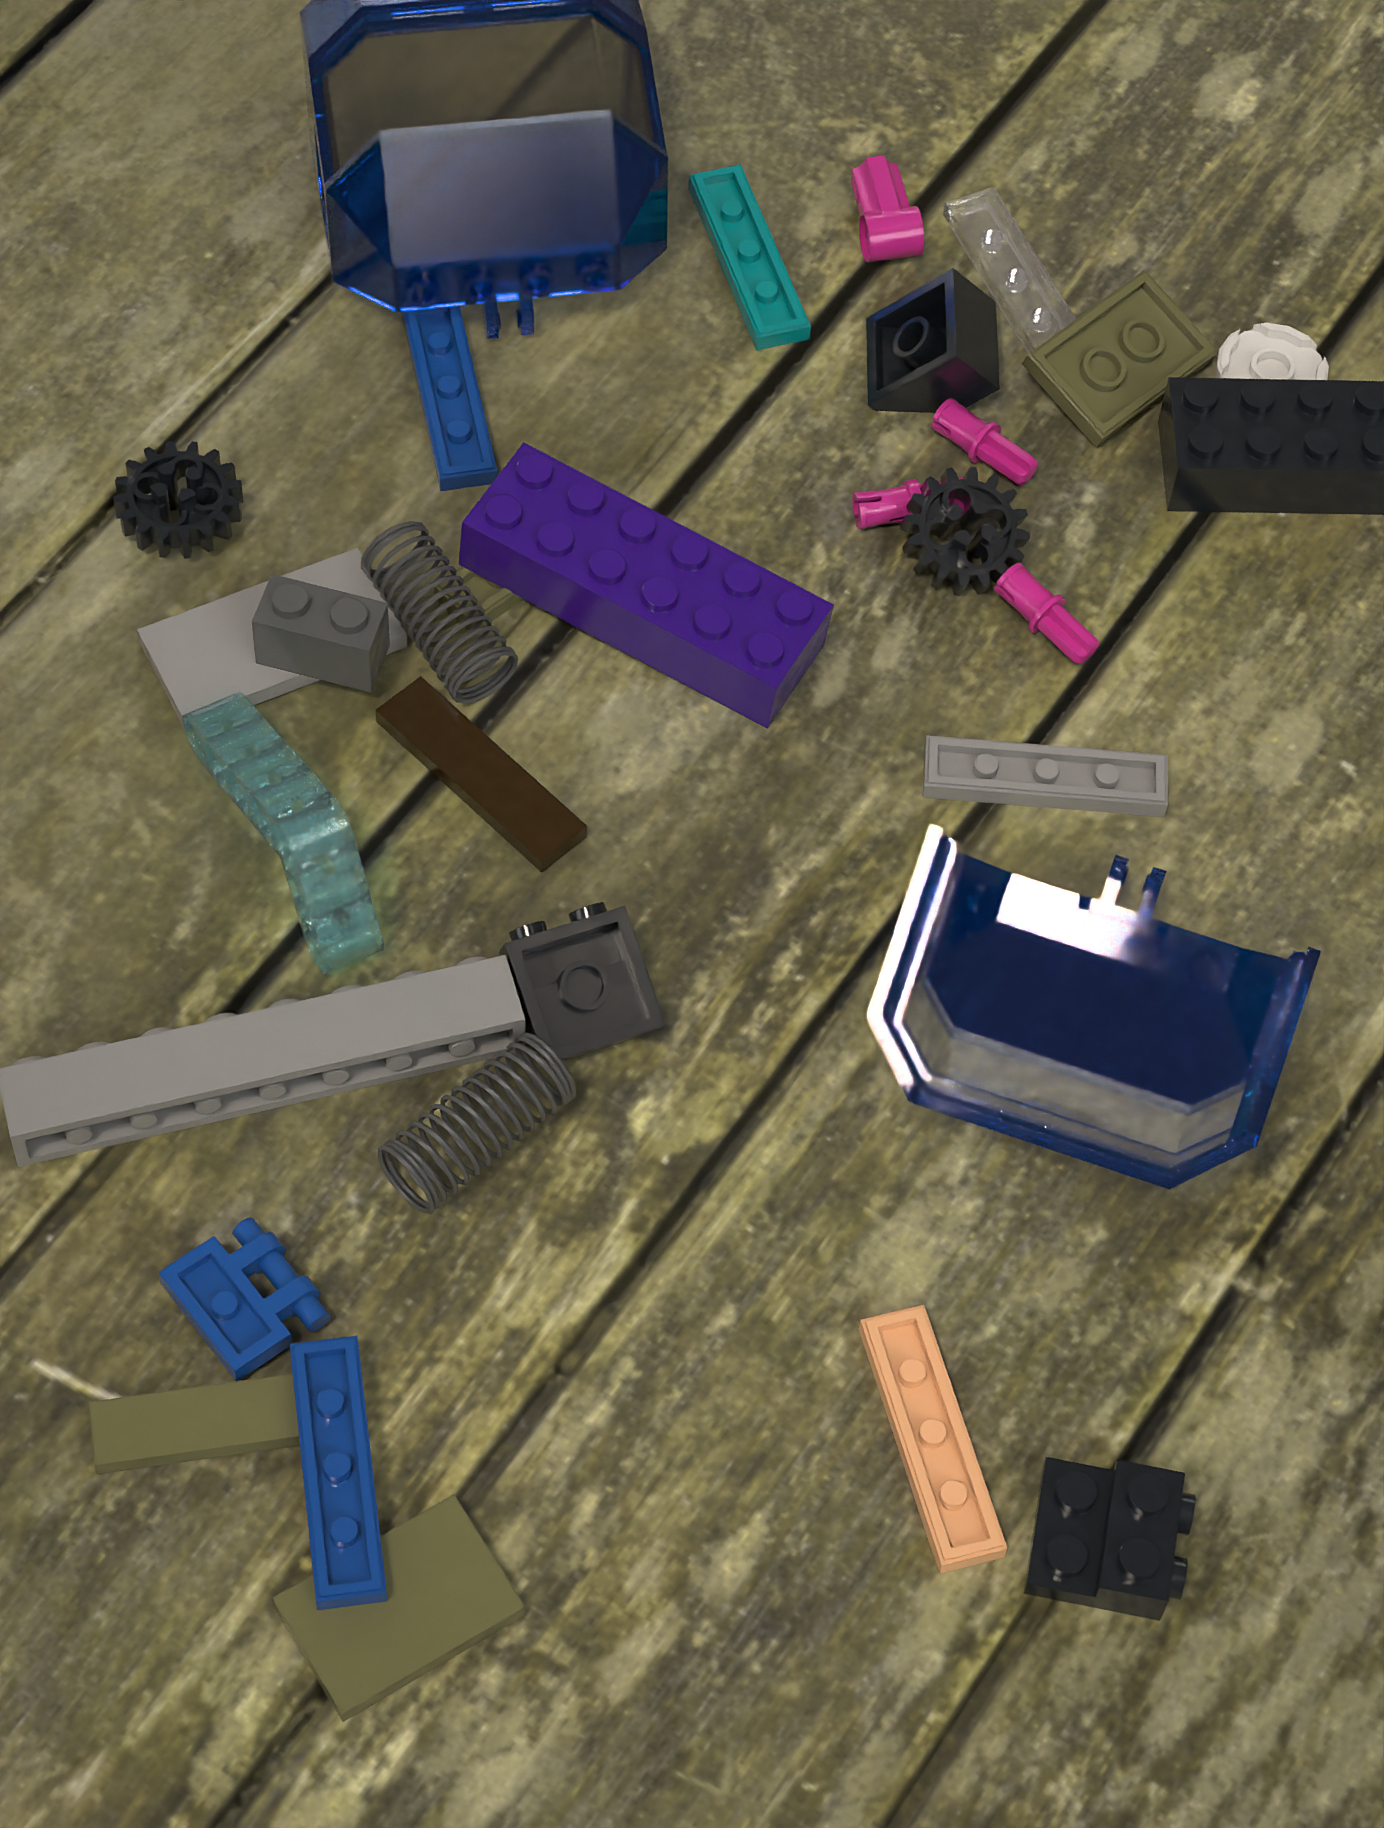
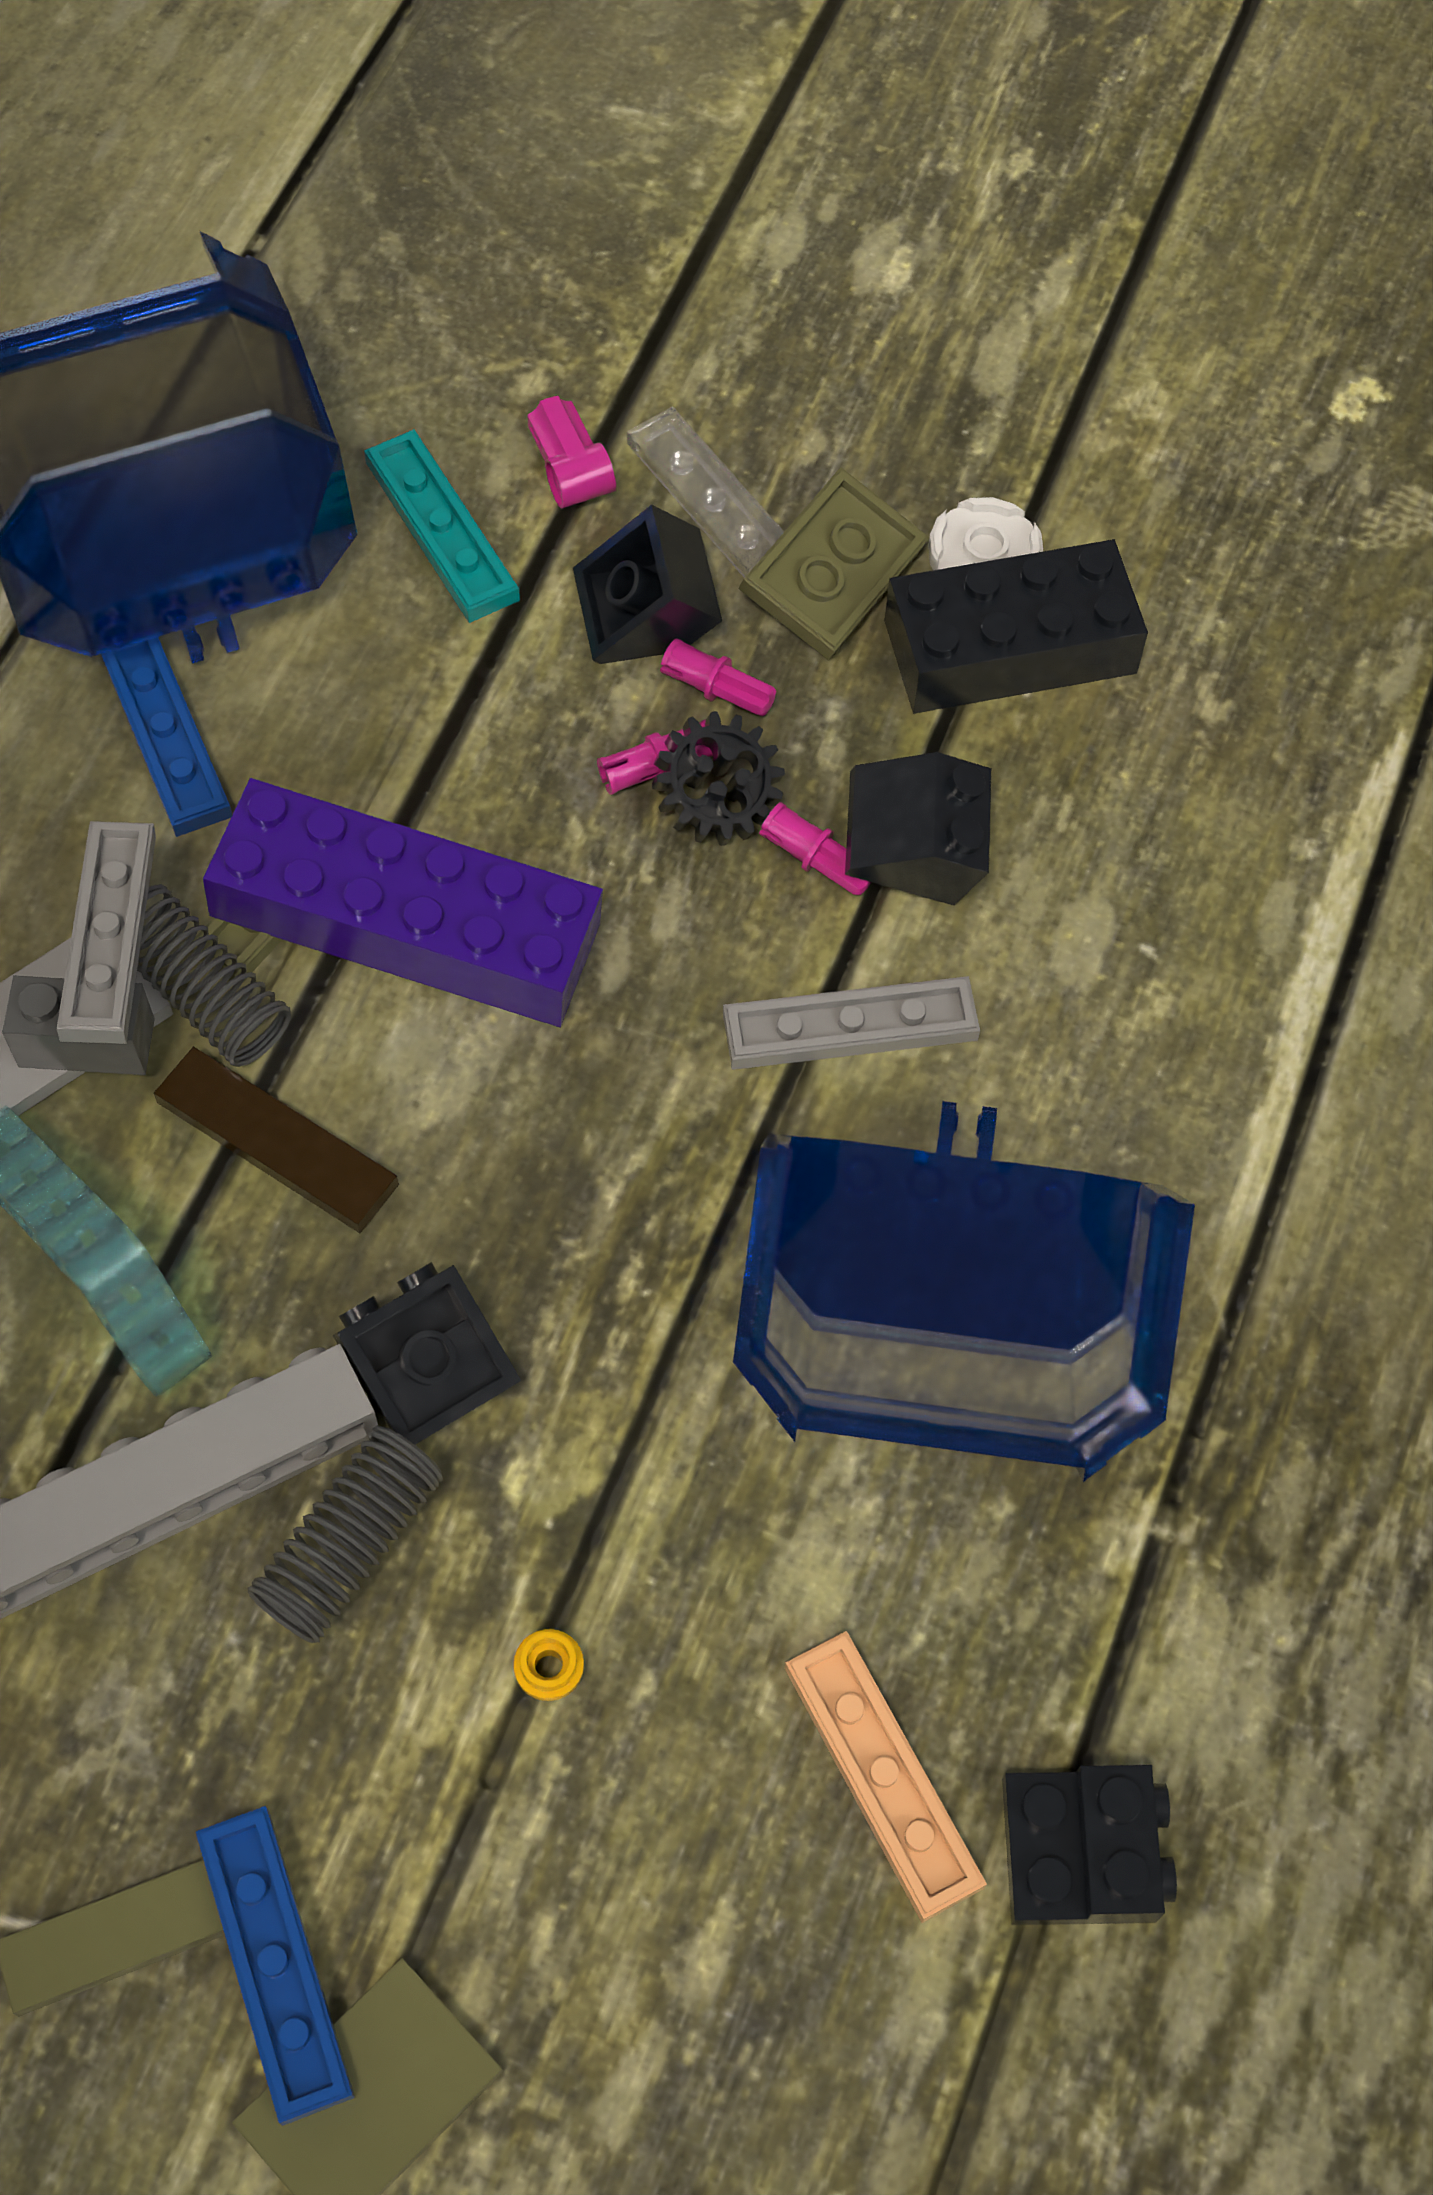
camera: 10 degrees left, 5 degrees up
(229, 1310) = (122, 1799): blue plate -> none
(365, 551) = (107, 933): none -> light grey tile
(645, 1260) = (542, 1644): none -> yellow plate
(1149, 607) = (920, 825): none -> black slope

